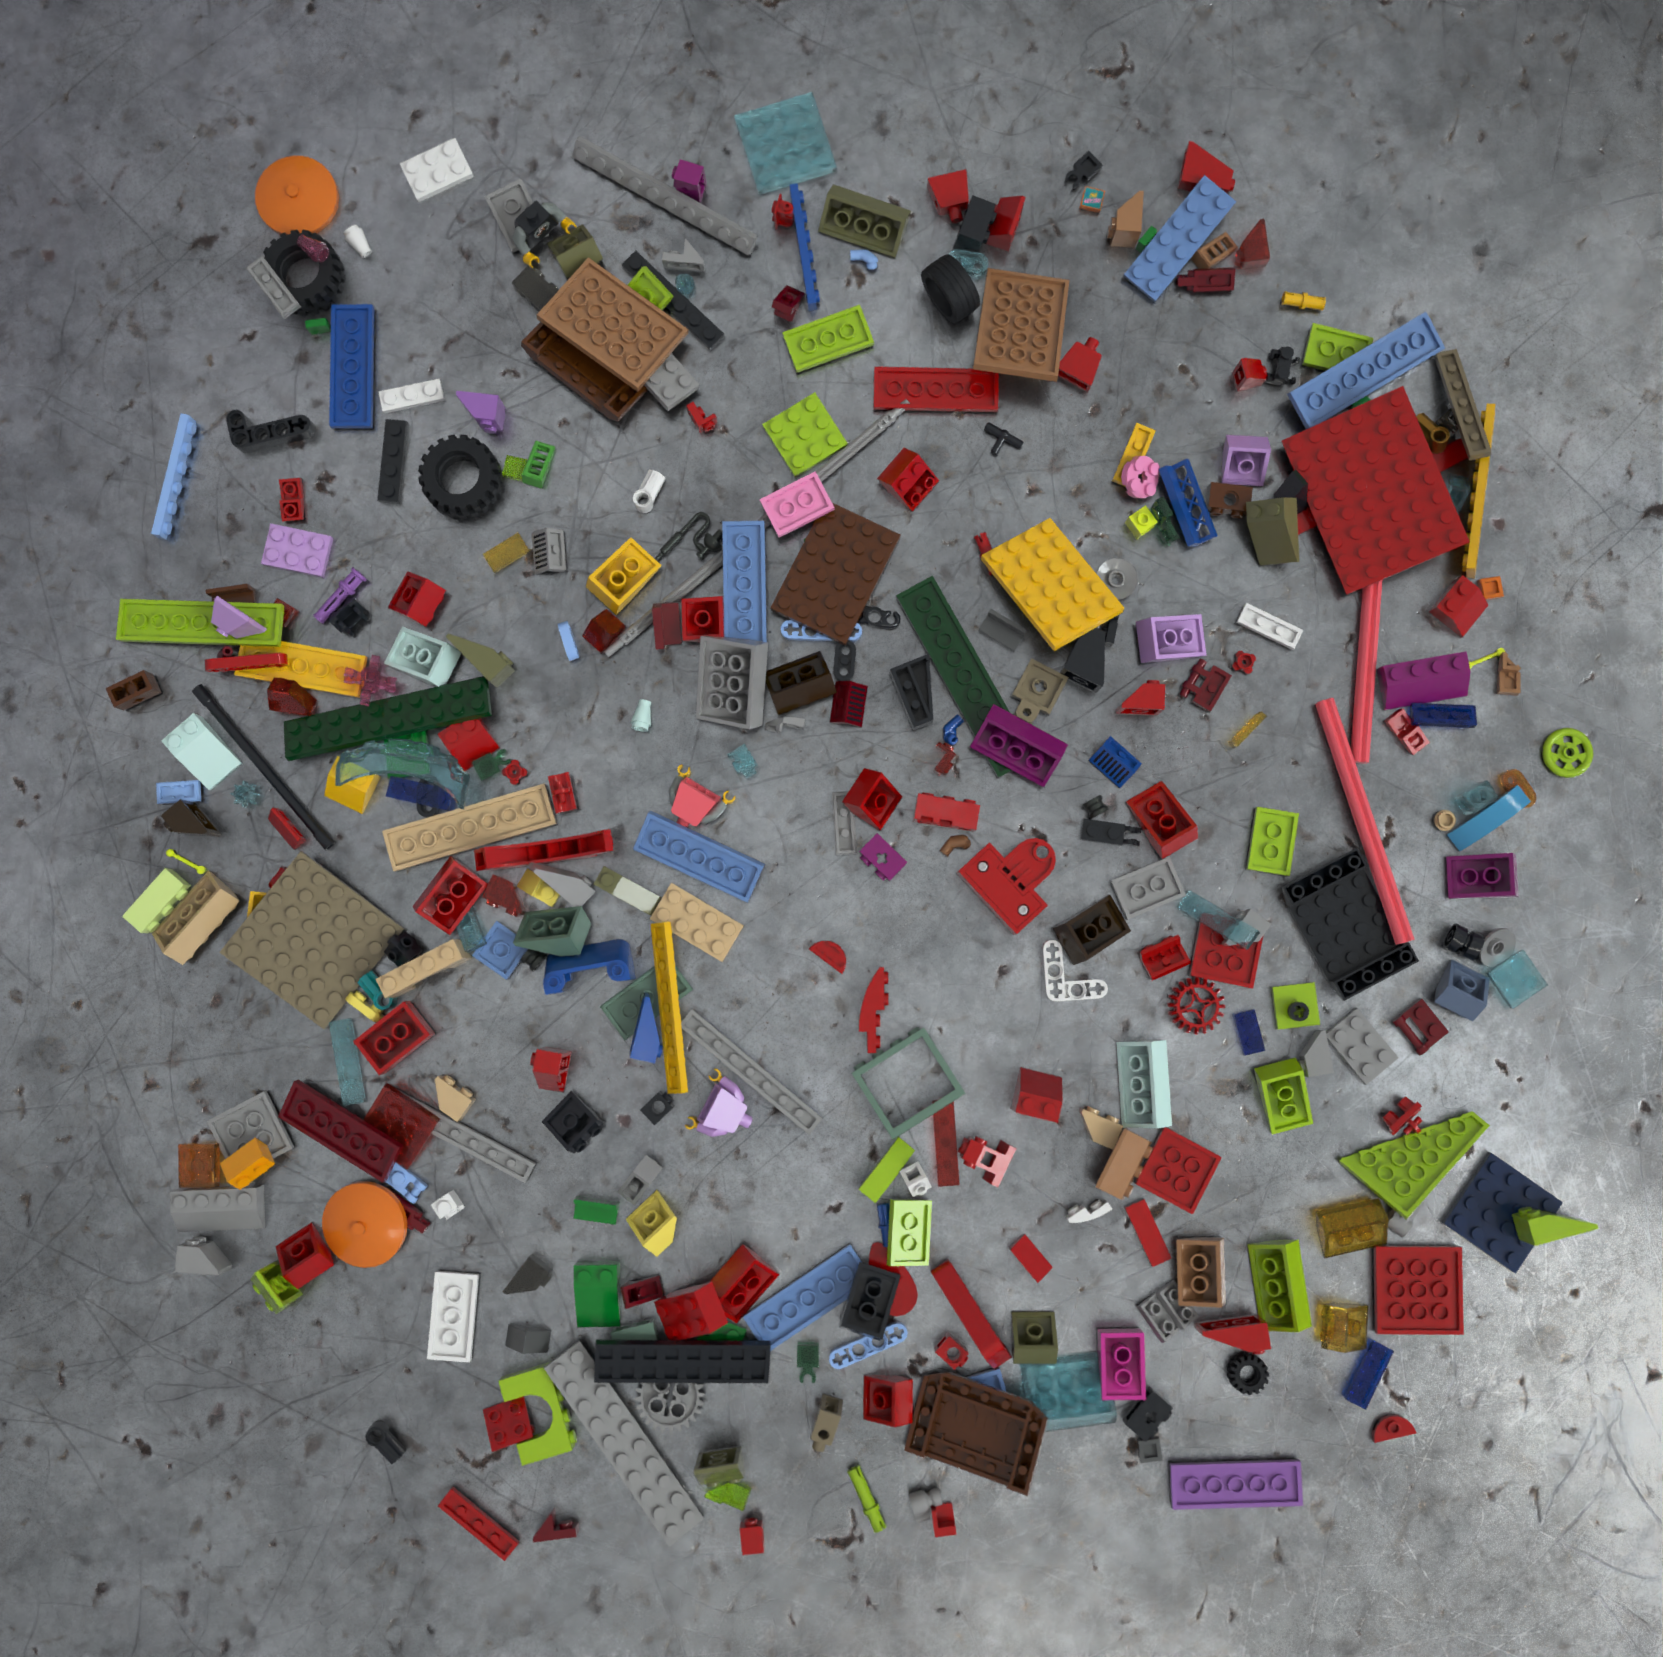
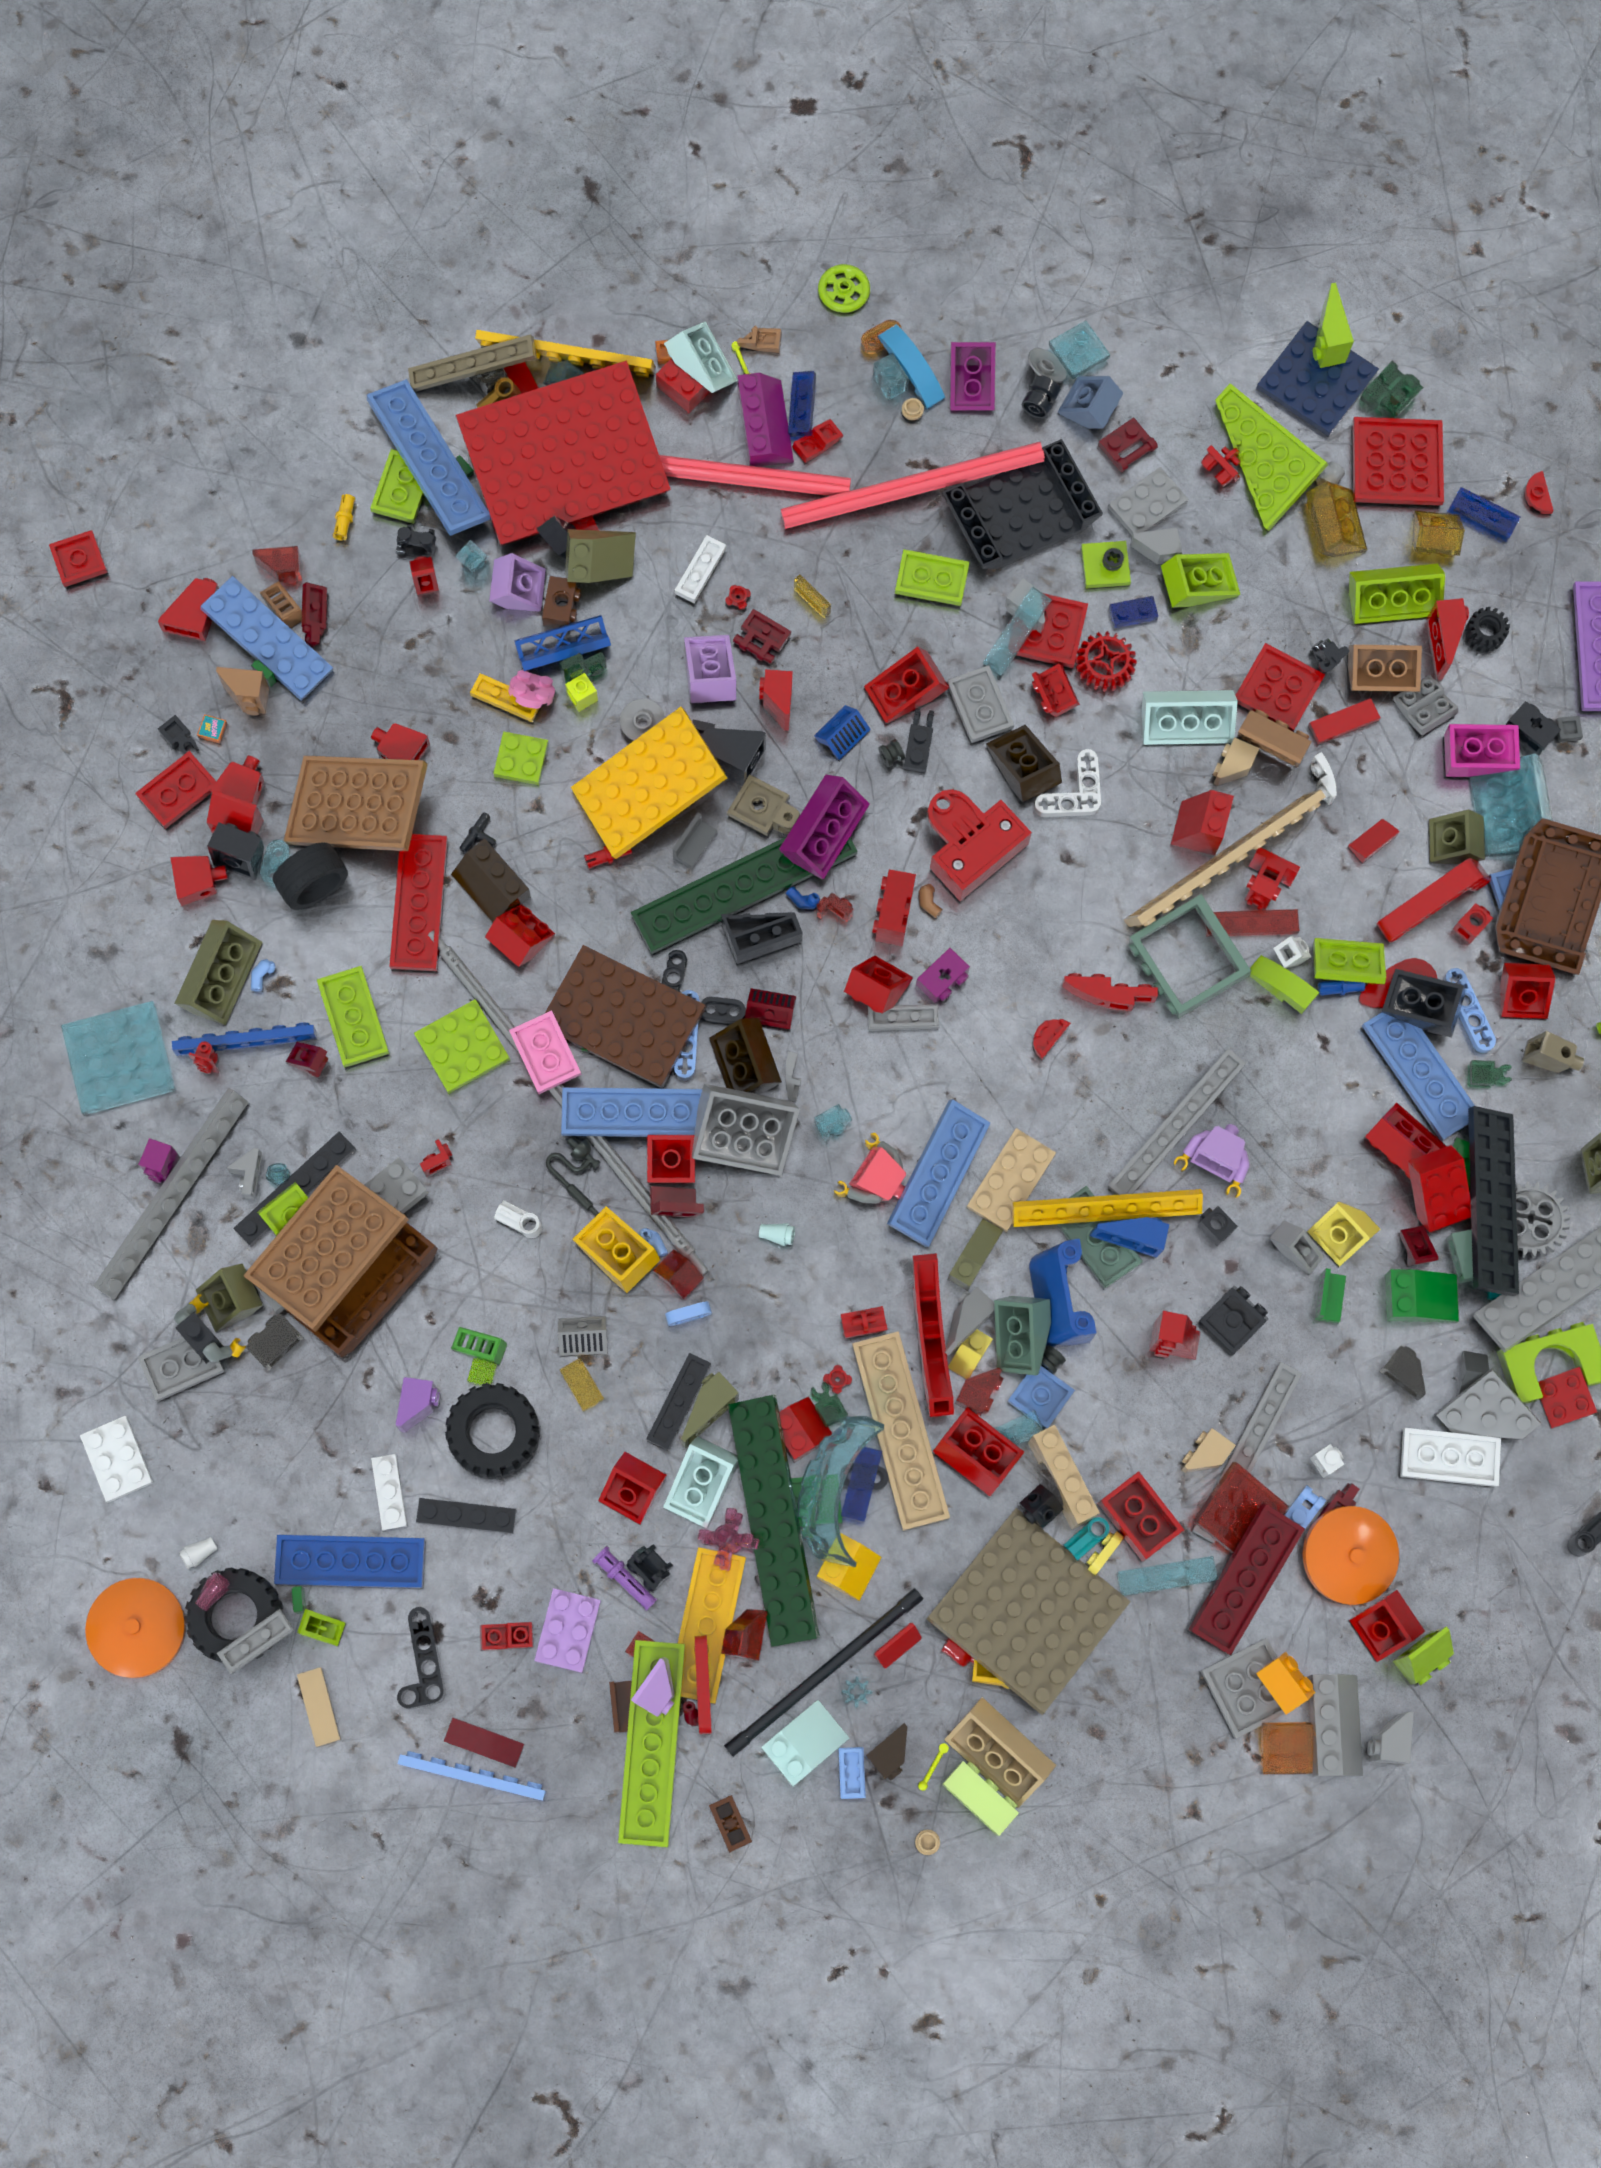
camera: 95 degrees left, 10 degrees down
(122, 857) = (927, 1842): none -> tan plate
(202, 484) = (484, 1742): none -> dark red slope
(232, 349) = (318, 1707): none -> tan tile
(295, 344) = (321, 1627): none -> lime slope
(491, 635) = (678, 1401): none -> black plate
(493, 1352) = (1489, 1410): none -> light grey plate
(633, 609) = (654, 1240): none -> light blue arm
(957, 451) = (490, 881): none -> dark brown slope
(999, 1111) = (1220, 862): none -> tan plate
(1032, 172) = (176, 789): none -> red plate
(1038, 226) = (241, 781): none -> red torso
(1077, 472) = (521, 758): none -> lime plate
(1211, 1220) = (1328, 654): none -> black piece
(1249, 69) = (78, 558): none -> red plate
(1268, 416) = (472, 556): none -> clear light blue brick
(1482, 617) = (701, 357): none -> light aqua slope
(1491, 1285) = (1391, 391): none -> clear green hips

